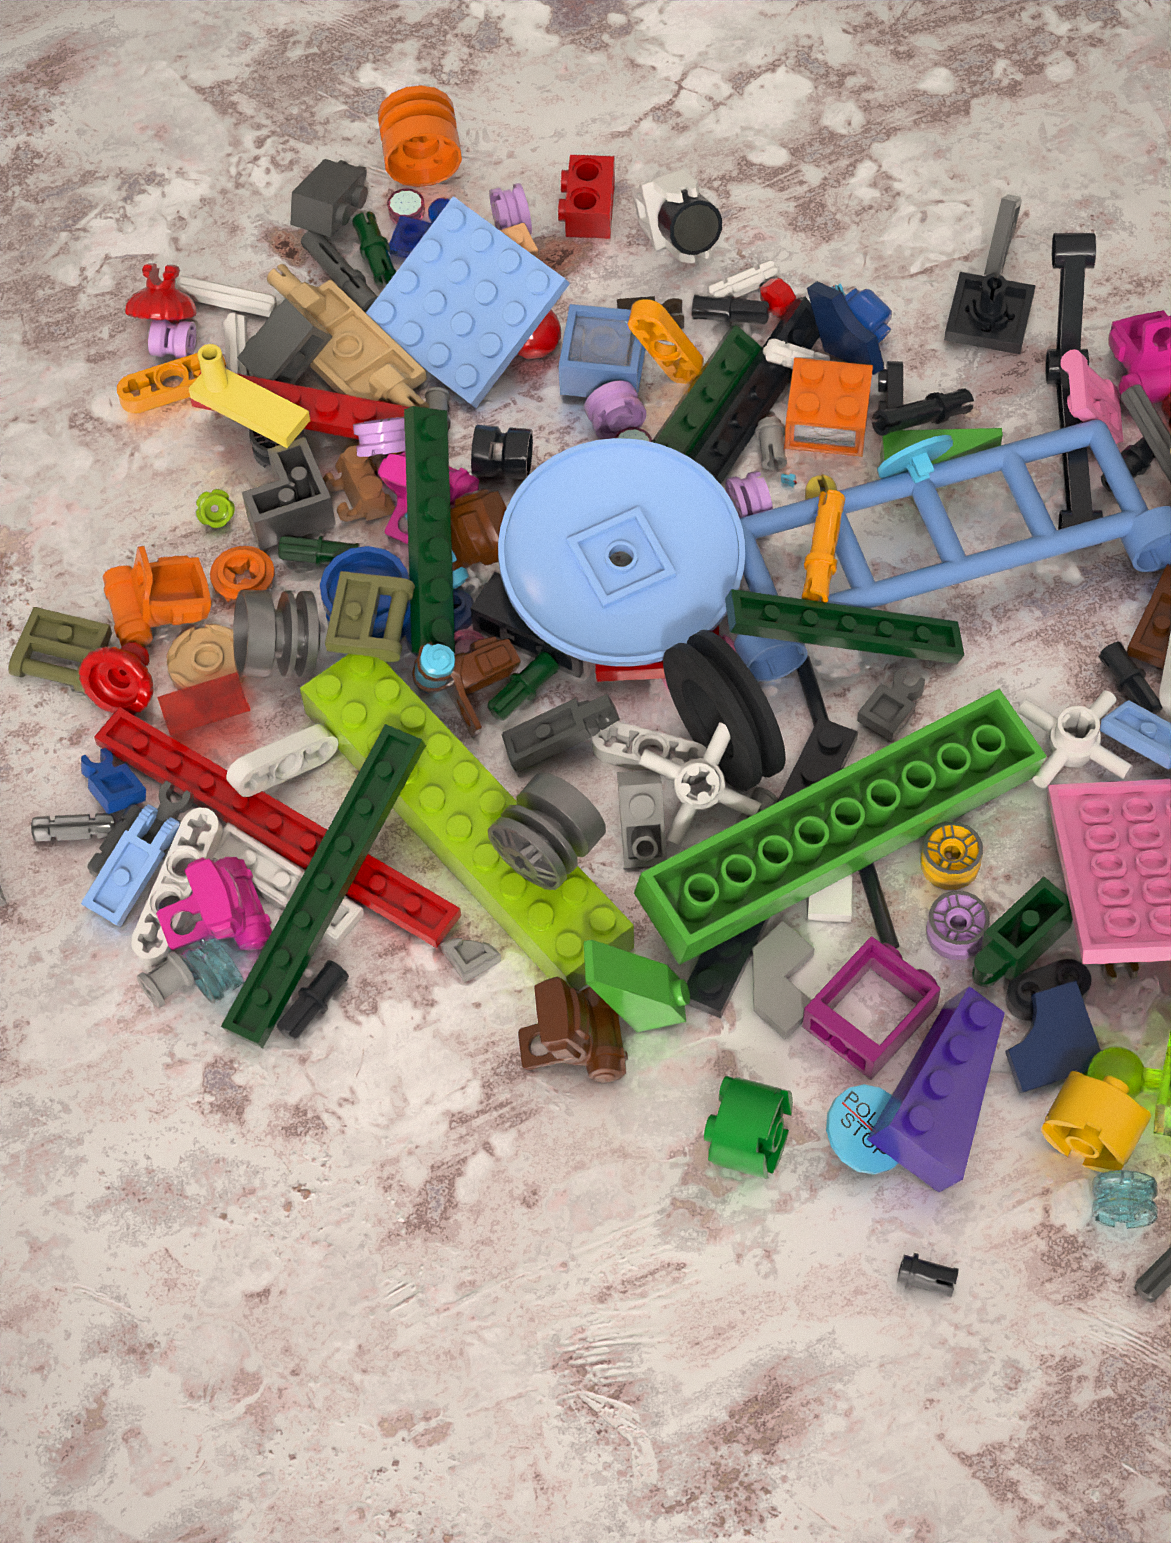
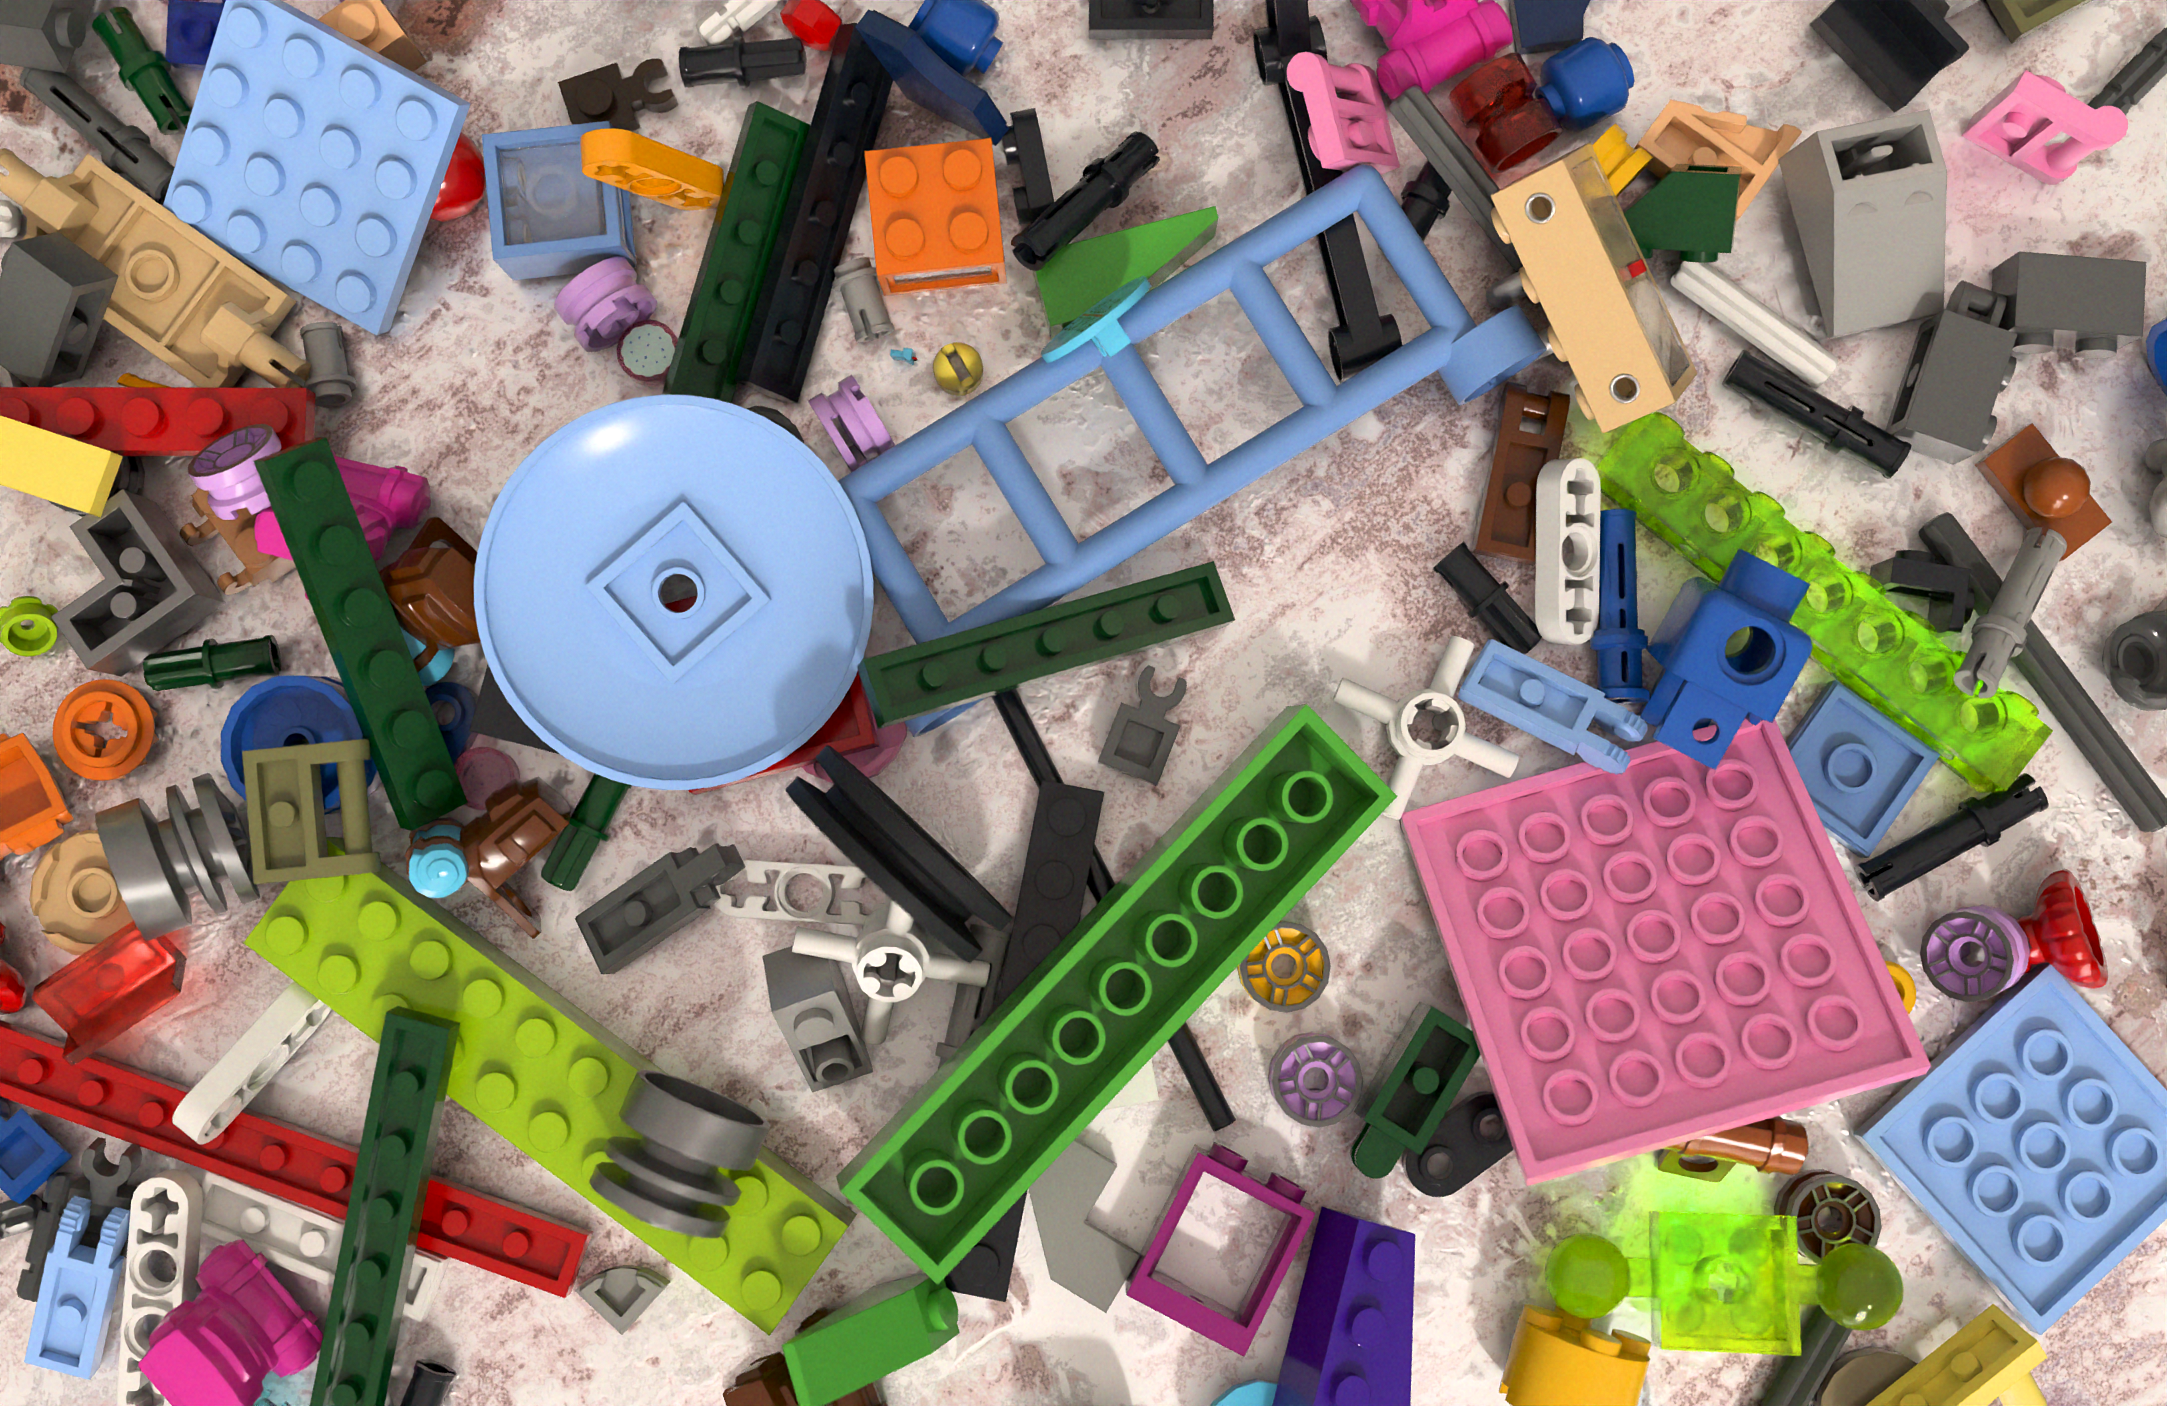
camera: 15 degrees left, 25 degrees up
(516, 452) = (469, 426): black wheel -> none
(784, 354) = (848, 142): white axle -> none
(821, 560) = (988, 529): light orange pin -> none
(1057, 1040) = (1492, 1235): dark blue tile -> none

